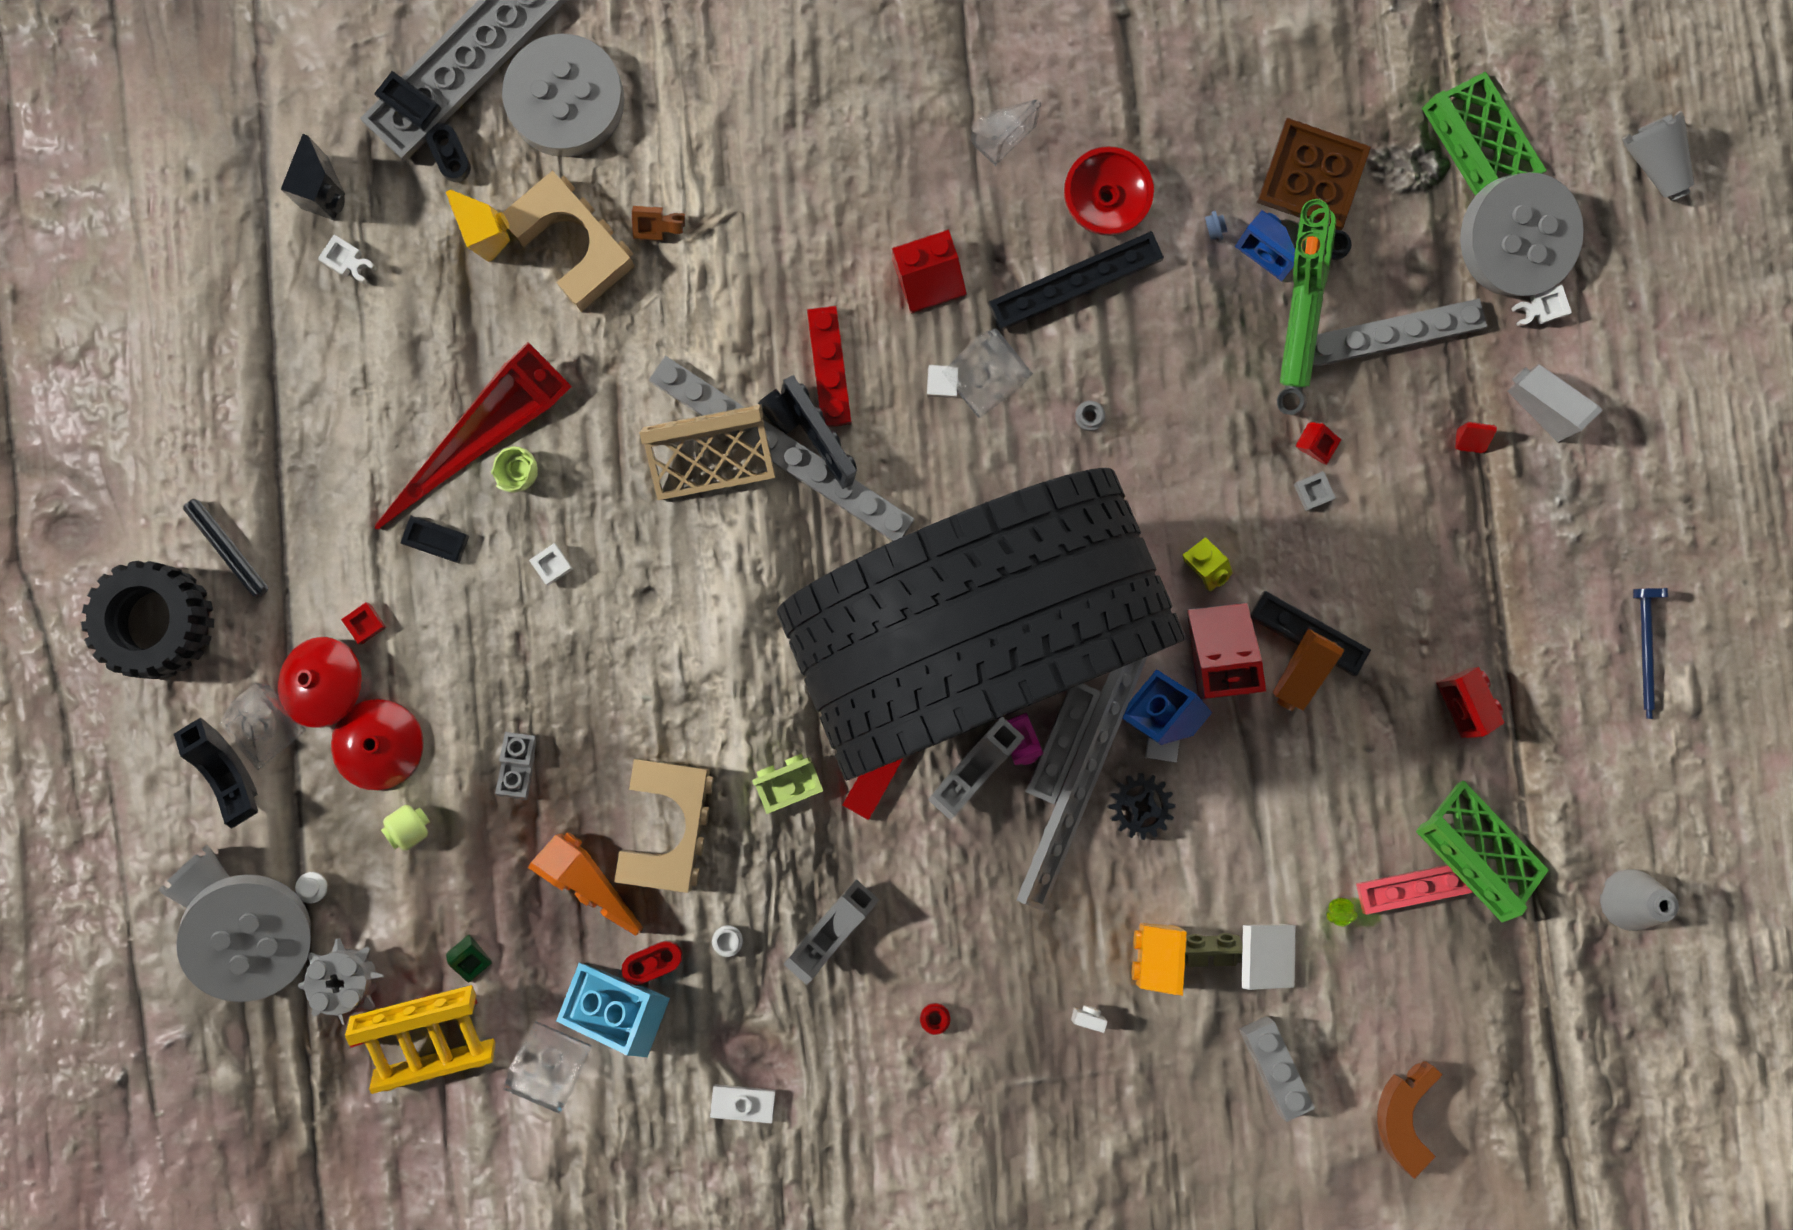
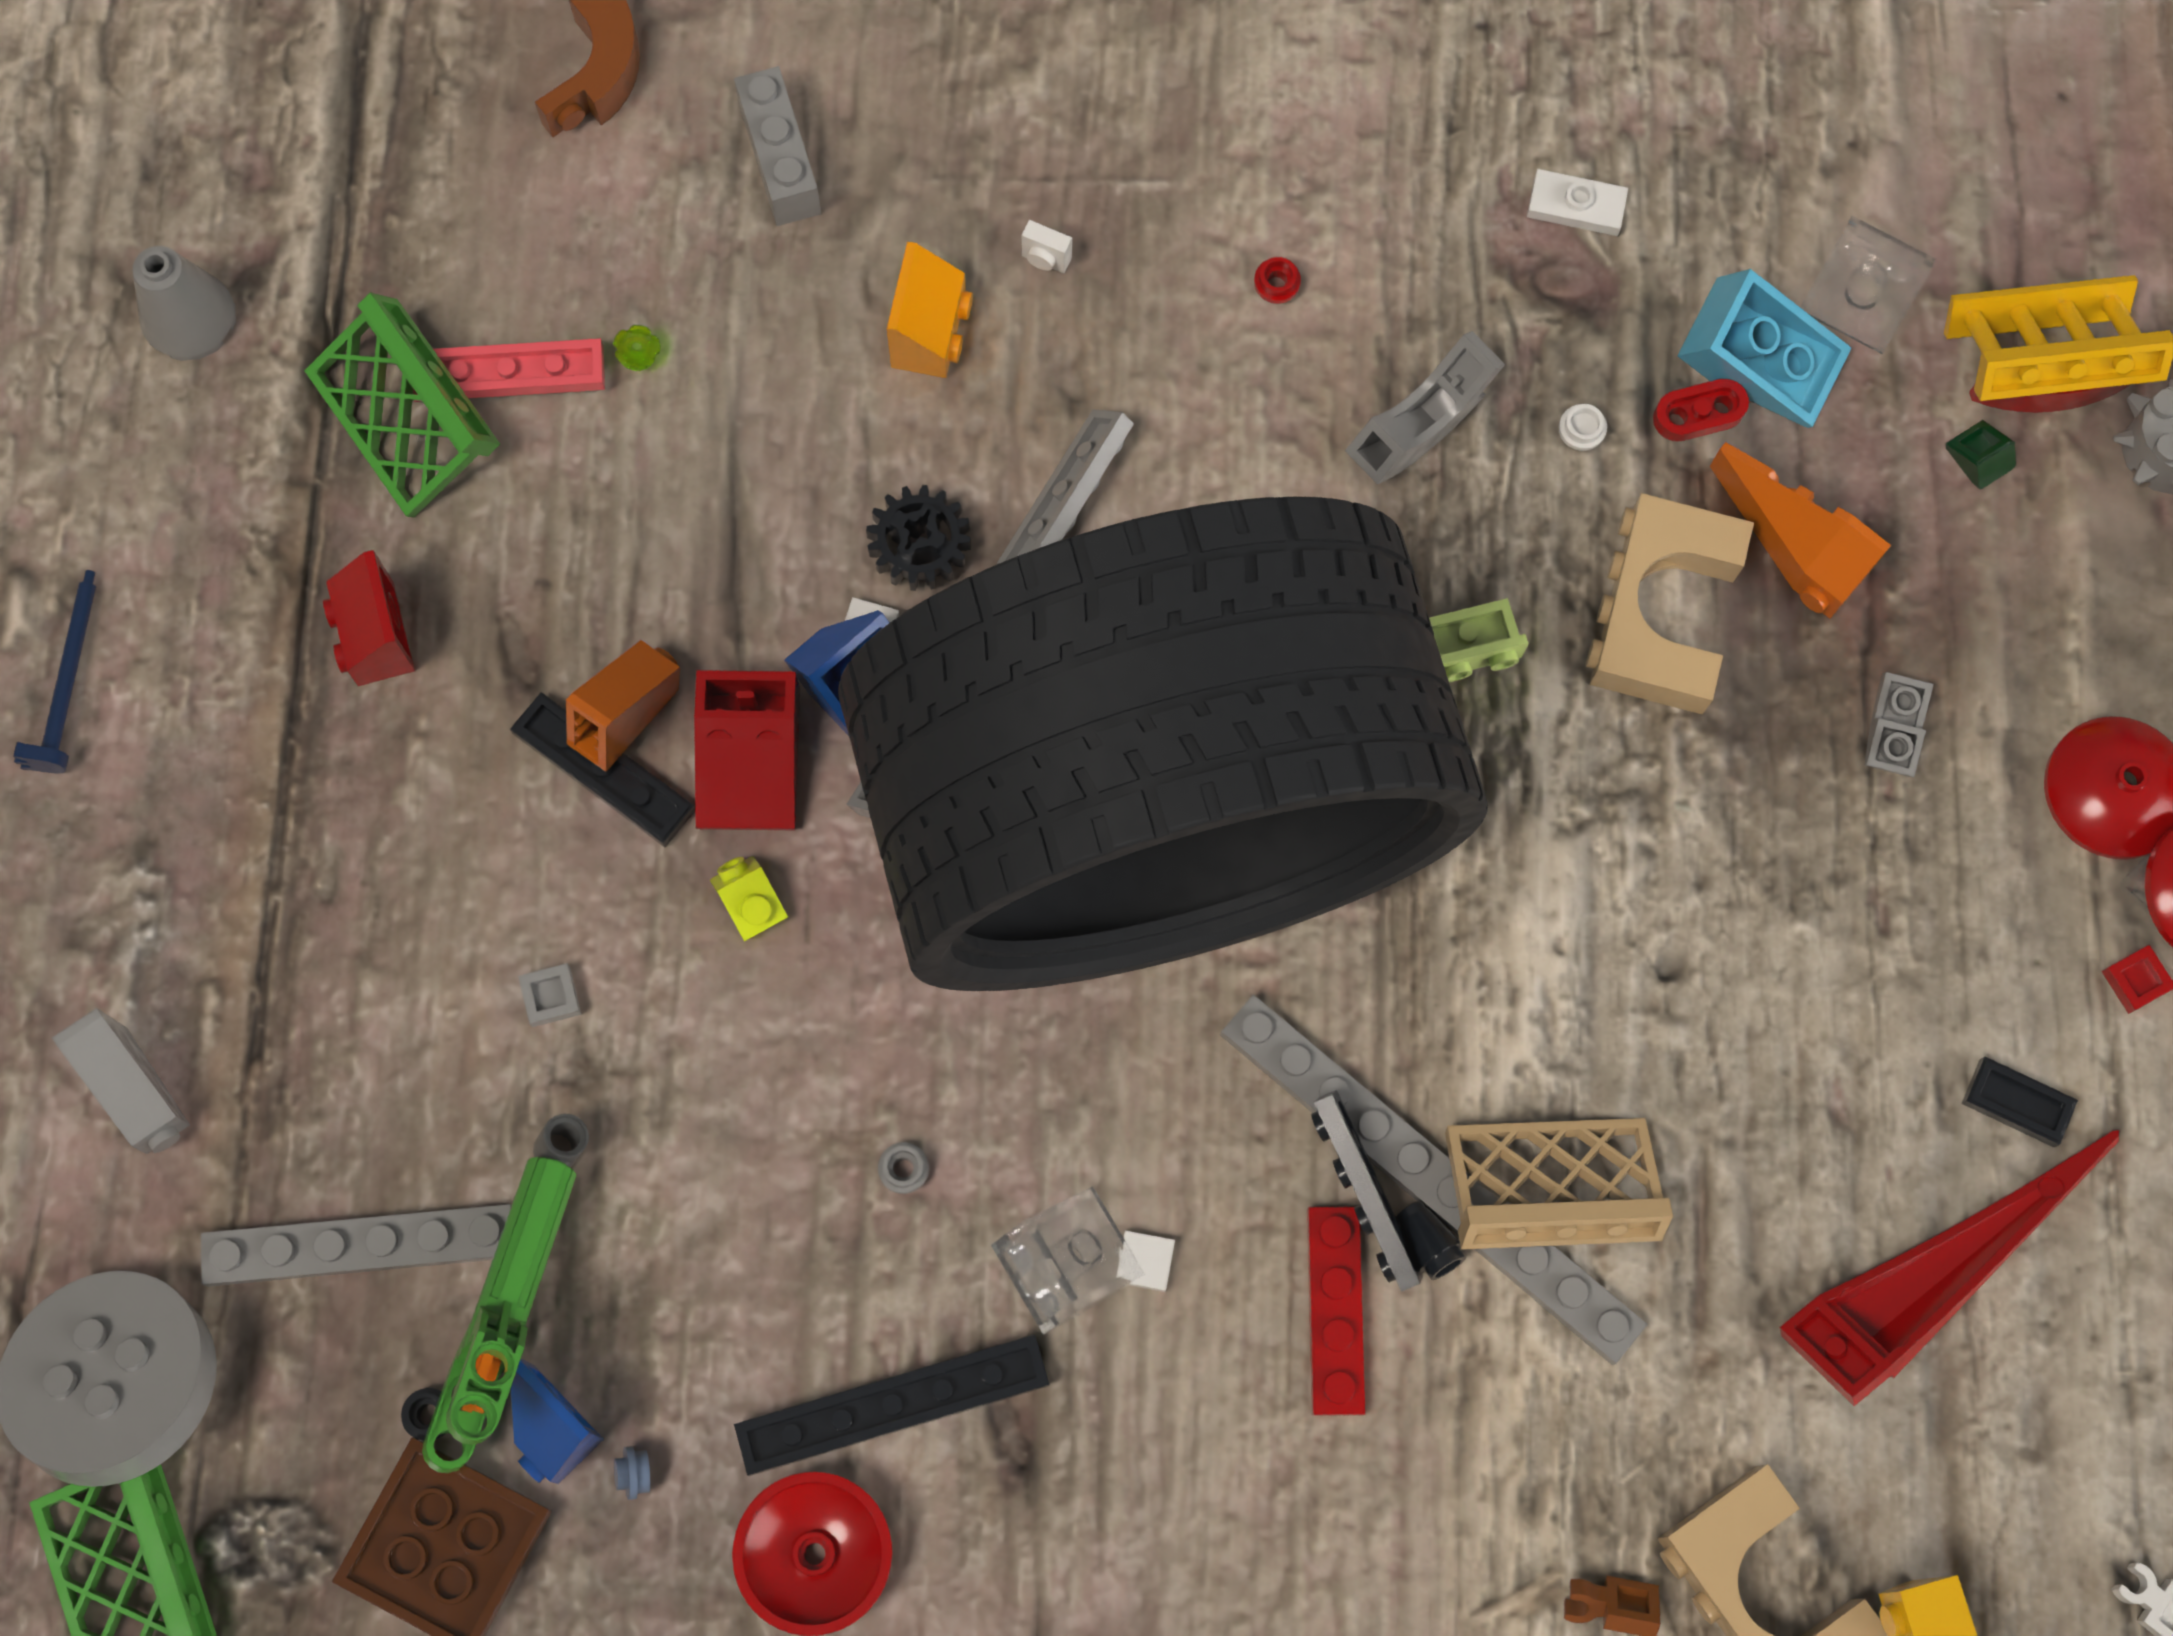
camera: 175 degrees left, 10 degrees down
(405, 827) = (2076, 650): yellowish green head -> none
(514, 469) = (1883, 1193): yellowish green hair -> none
(551, 564) = (1828, 1032): white plate -> none
(929, 271) = (1146, 1452): red slope -> none
(1224, 948) = (831, 324): olive hinge -> none
(1268, 956) = (761, 297): white tile -> none
(1318, 442) = (527, 1075): red slope -> none
(1474, 437) = (265, 1048): red slope -> none
(1545, 306) = (92, 1252): white plate -> none

